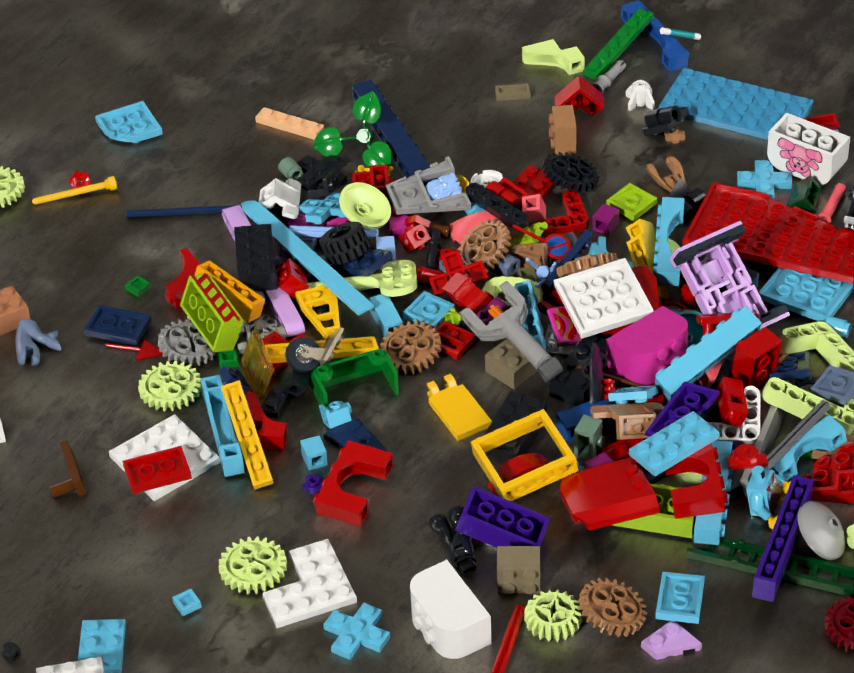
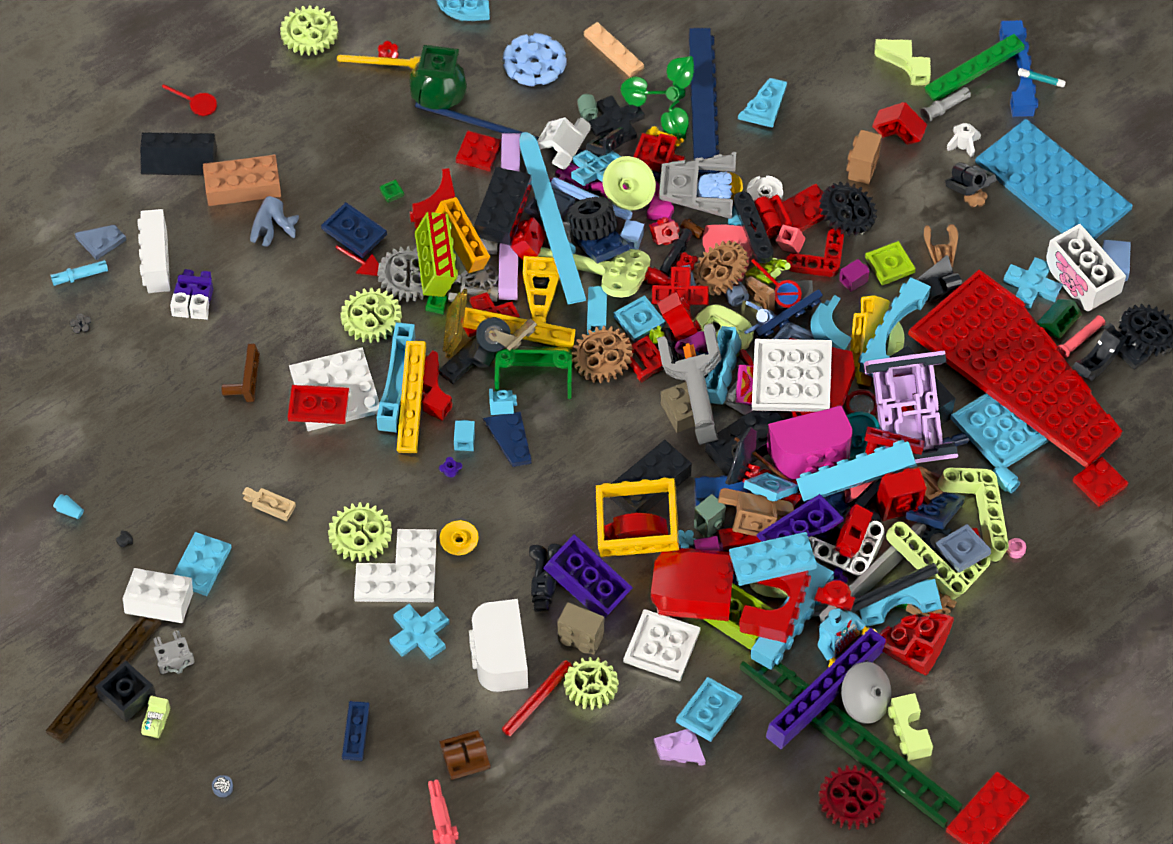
camera: 20 degrees right, 15 degrees up
(141, 181) = (438, 78): none -> dark green plate
(147, 570) = (270, 503): none -> tan plate
(186, 602) = (289, 547): medium azure plate -> none
(205, 231) = (478, 151): none -> red plate
(207, 153) = (534, 51): none -> light blue plate
(230, 375) = (430, 332): dark blue wing -> none
(352, 460) = (492, 458): red arch -> none
(354, 537) = (459, 531): none -> yellow dish
(417, 220) = (673, 215): tile -> none
(450, 122) = (766, 104): none -> medium azure wing
(457, 408) = (614, 436): yellow tile -> none
(512, 92) = (844, 87): dark tan tile -> none
(585, 263) = (797, 330): medium nougat gear -> none
(602, 558) = (662, 645): none -> white plate
(612, 607) = (661, 697): medium nougat gear -> none
(829, 121) = (1116, 241): red tile -> none

